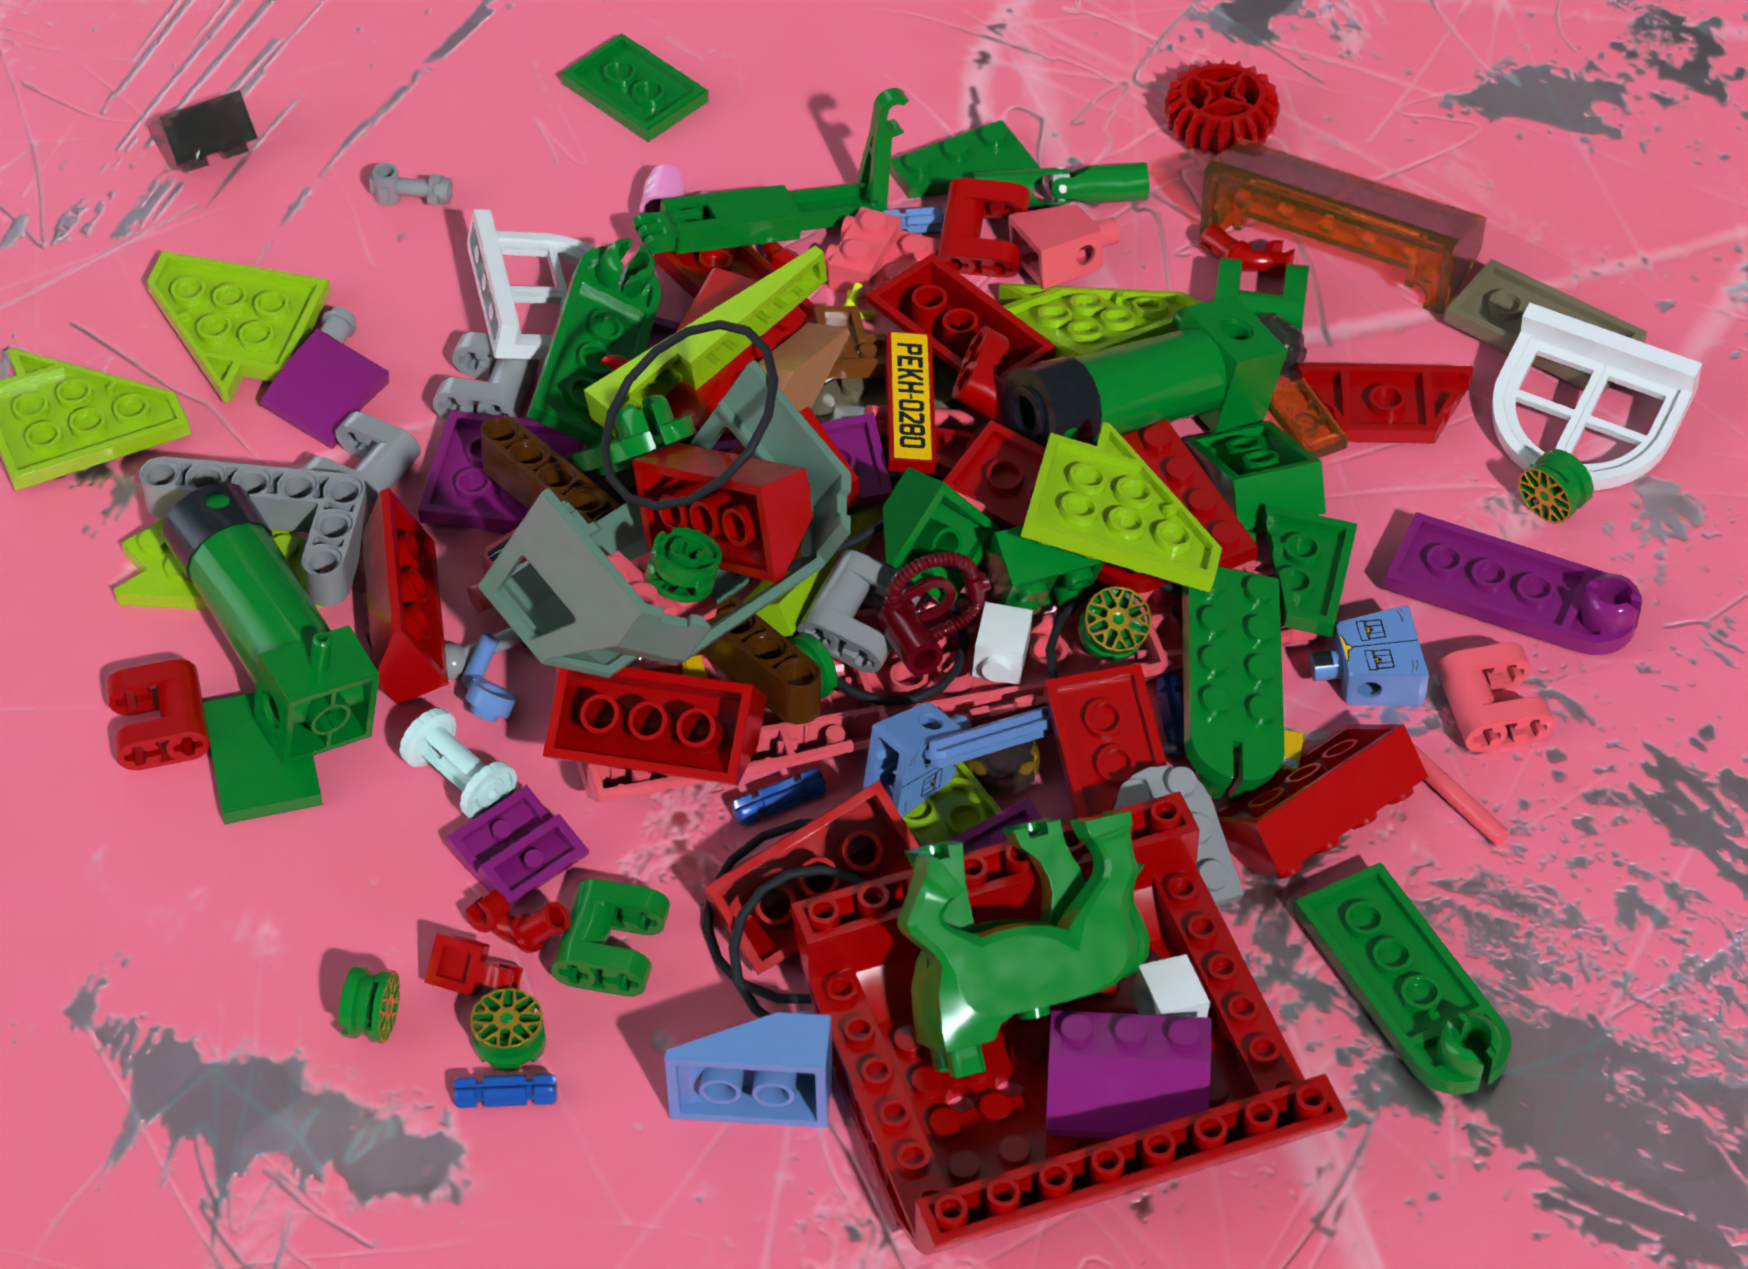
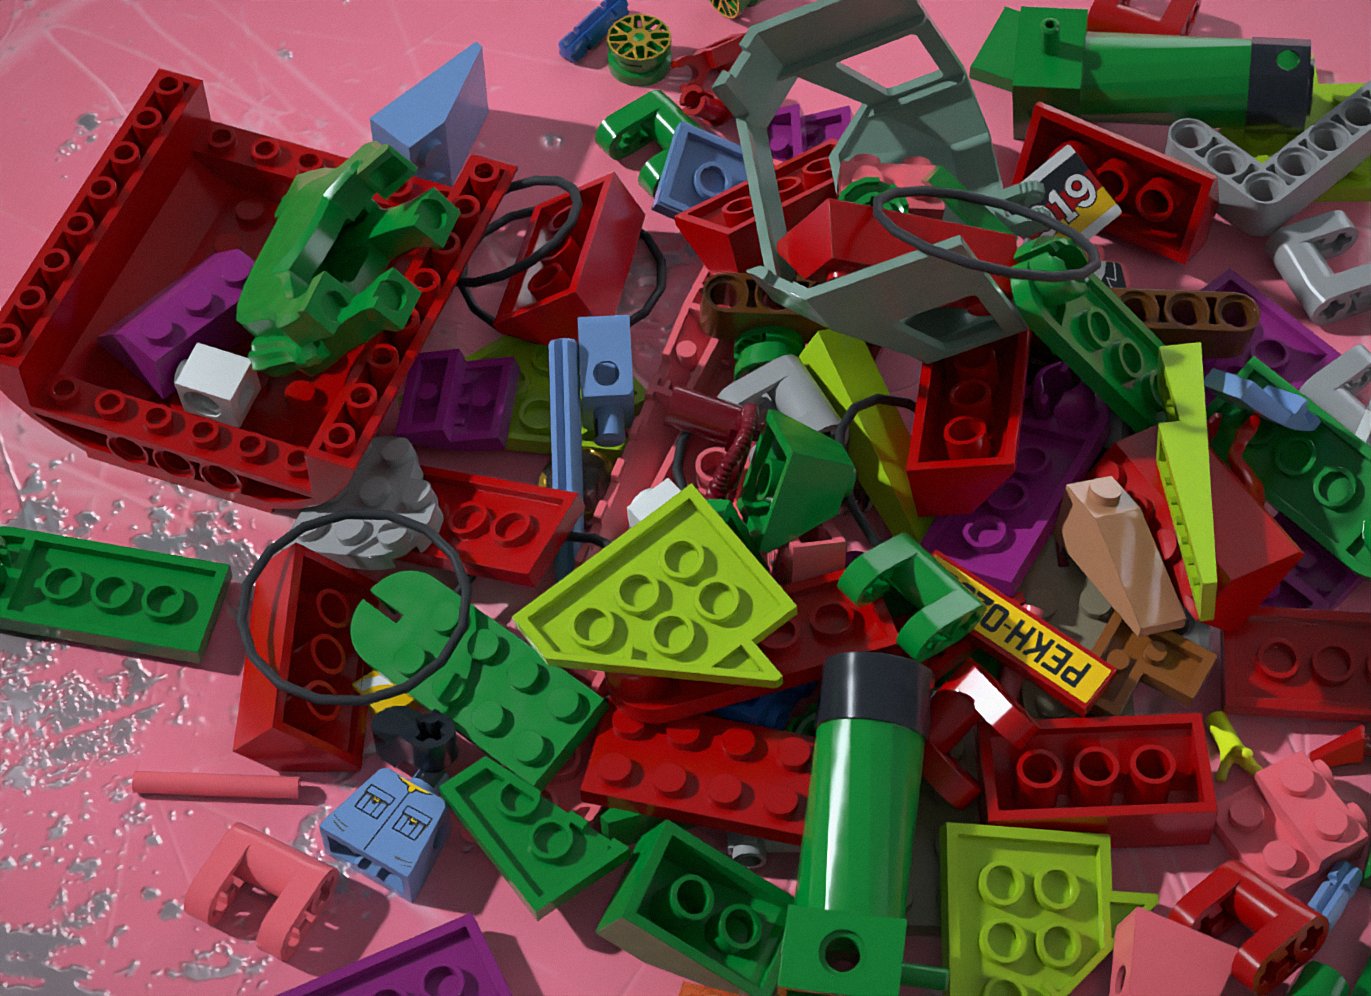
camera: 130 degrees right, 5 degrees up
(460, 612) = (1073, 195): none -> sticker
(589, 357) = (1268, 403): none -> medium blue slope
(616, 522) = (970, 213): none -> green tile
(633, 857) = (697, 170): none -> medium blue plate
(946, 428) = (943, 603): none -> green connector
(1258, 824) = (352, 700): none -> black piece
(1305, 664) = (419, 739): none -> black piece

